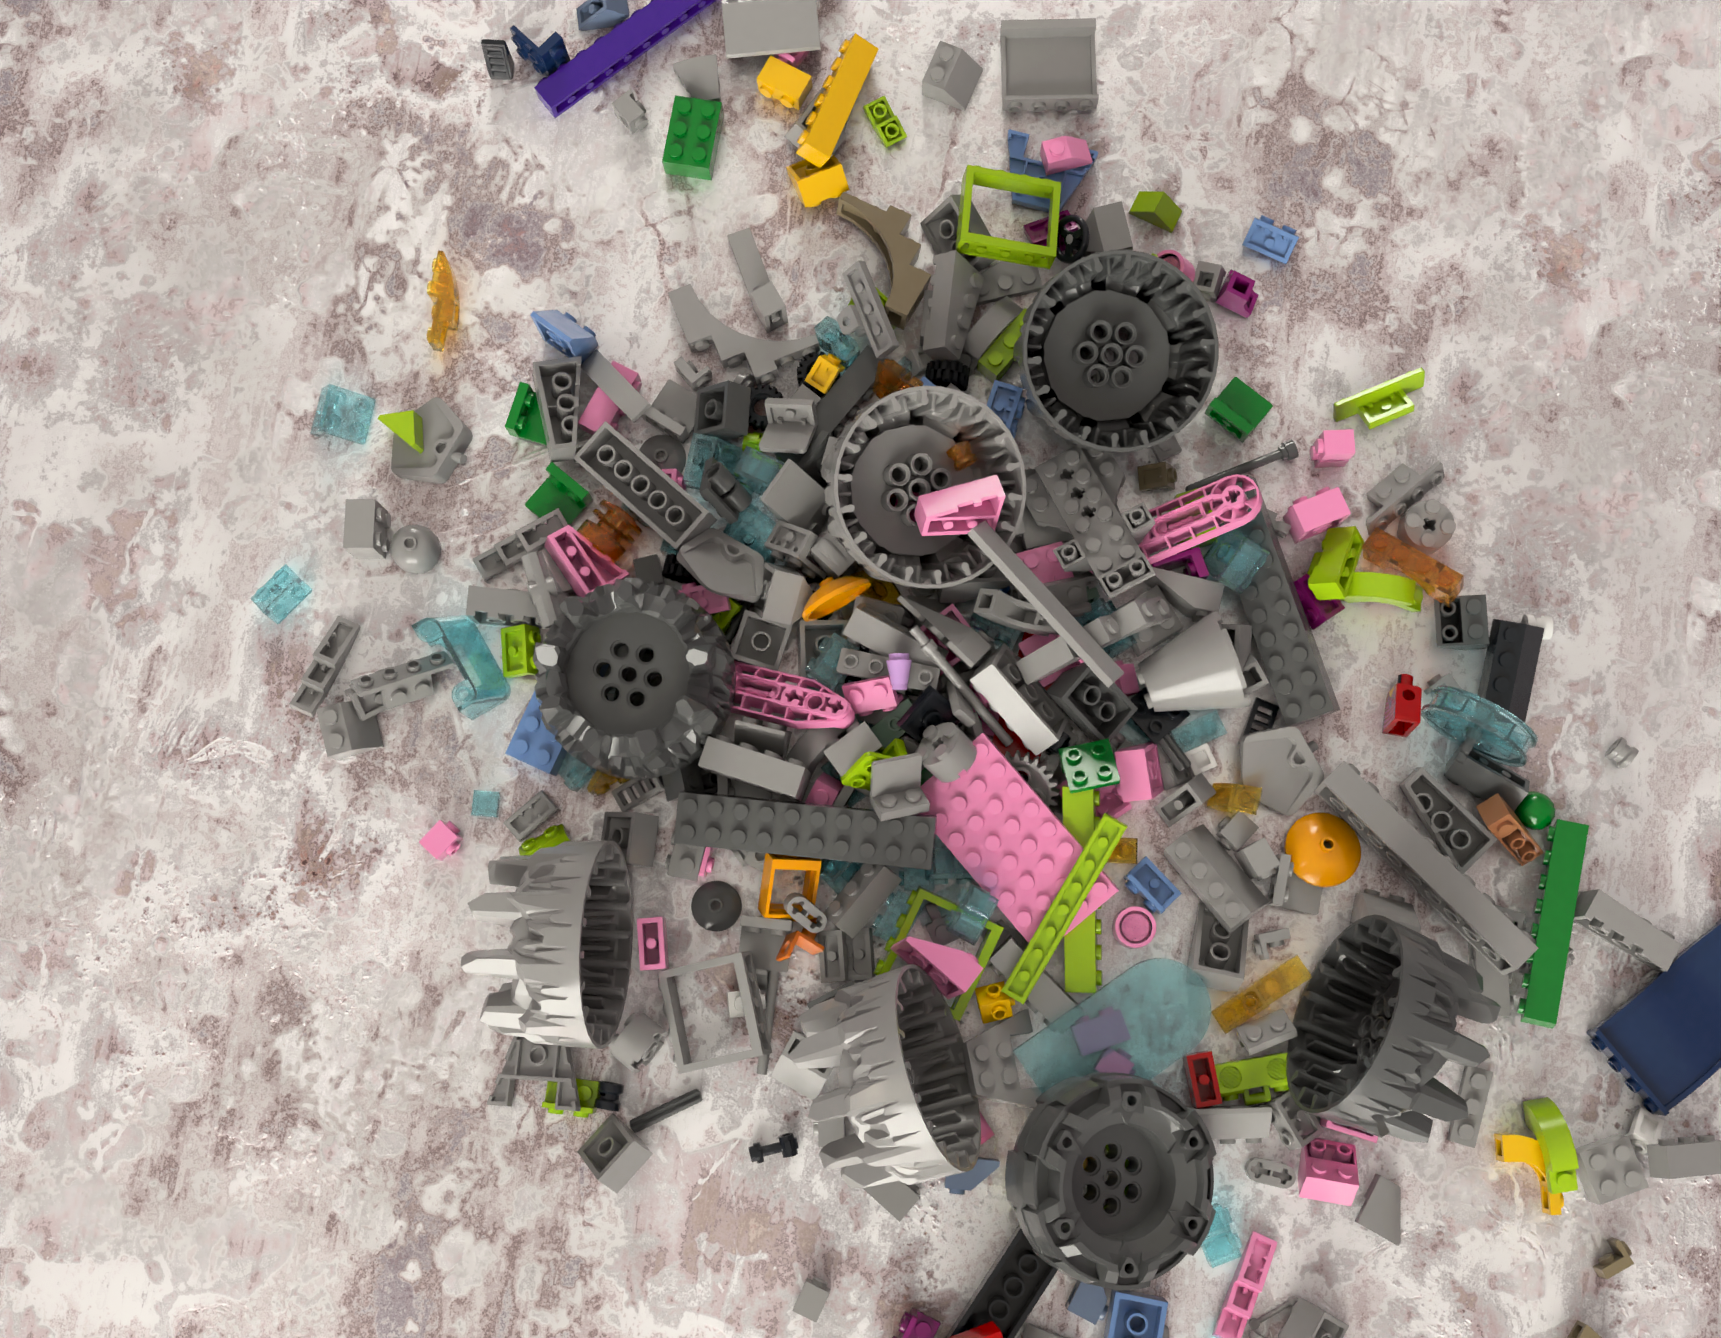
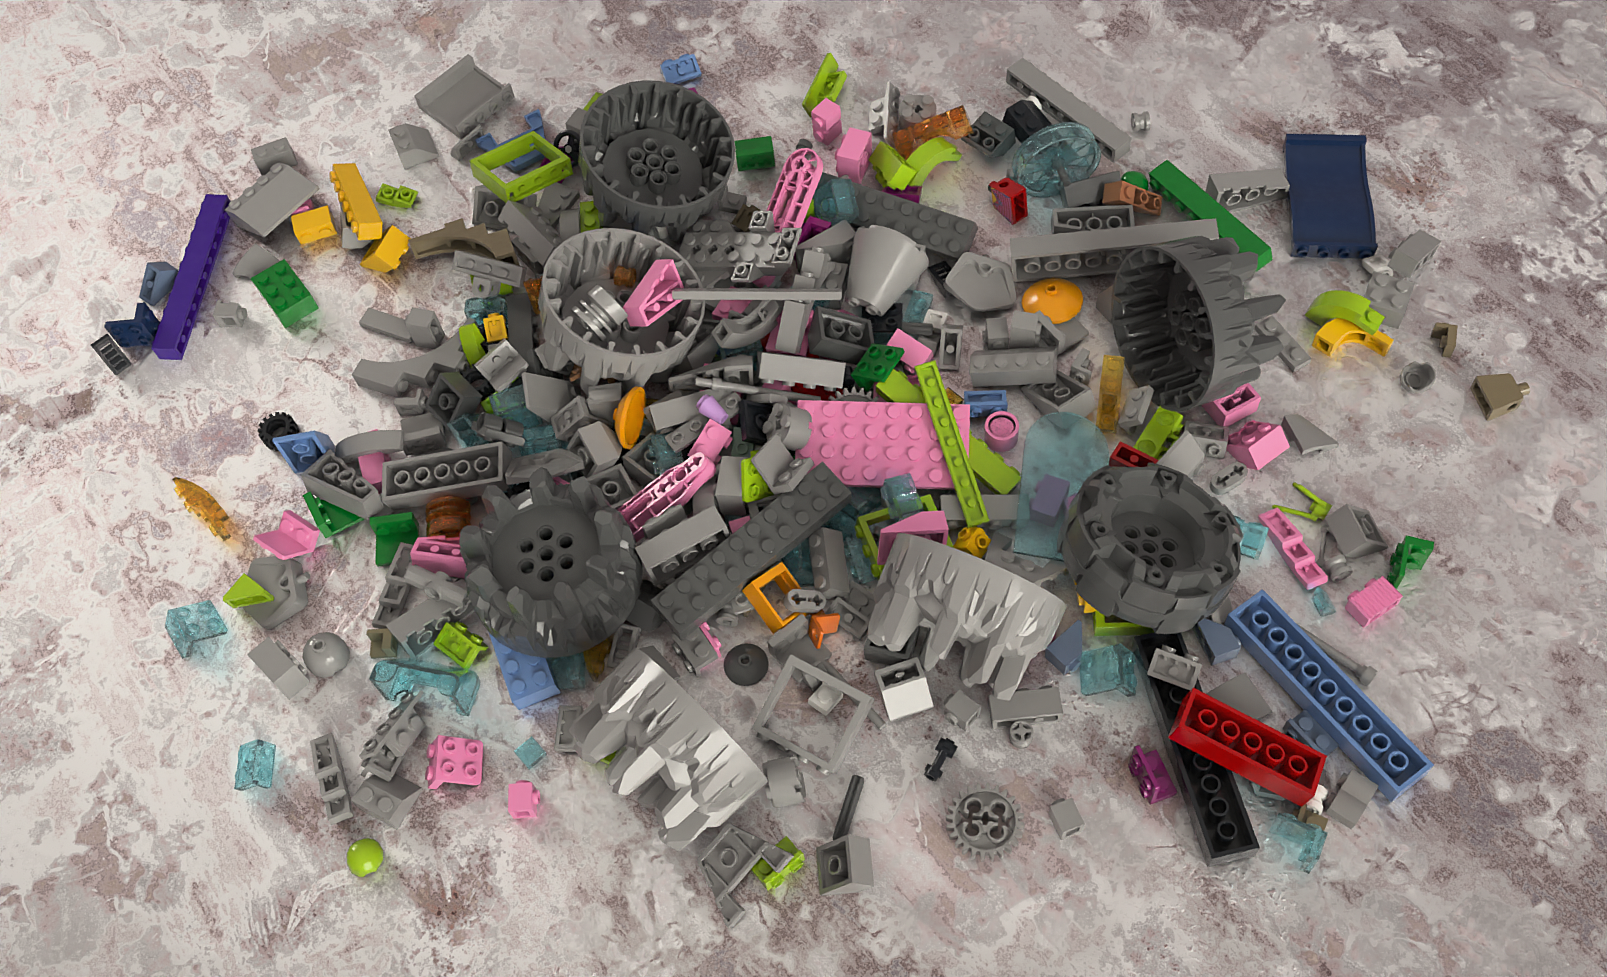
camera: 45 degrees left, 20 degrees down
(291, 760) = (364, 857): none -> lime hair
(422, 752) = (454, 761): none -> bright pink bracket
(461, 583) = (382, 643): none -> dark tan panel
(477, 408) = (291, 539): none -> bright pink bracket
(558, 273) = (273, 423): none -> black tyre
(609, 1096) = (802, 836): black wheel -> none
(652, 943) = (730, 717): bright pink brick -> none
(731, 1248) = (983, 843): none -> light grey gear
(791, 366) = (471, 340): none -> lime slope
(851, 1201) = (1023, 729): none -> light grey wheel
(887, 487) = (599, 312): none -> light grey wheel
(976, 1224) = (1108, 670): none -> clear light blue bracket
(1000, 125) = (467, 144): none -> light grey slope
(1018, 1290) = (1175, 668): none -> light grey bracket
(1064, 154) = (519, 122): bright pink slope -> none
(1235, 797) = (975, 316): clear yellow slope -> none
(1309, 1279) = (1318, 508): none -> lime plant
(1539, 1267) = (1417, 377): none -> light grey hair
(1572, 667) = (1067, 108): none -> light grey brick

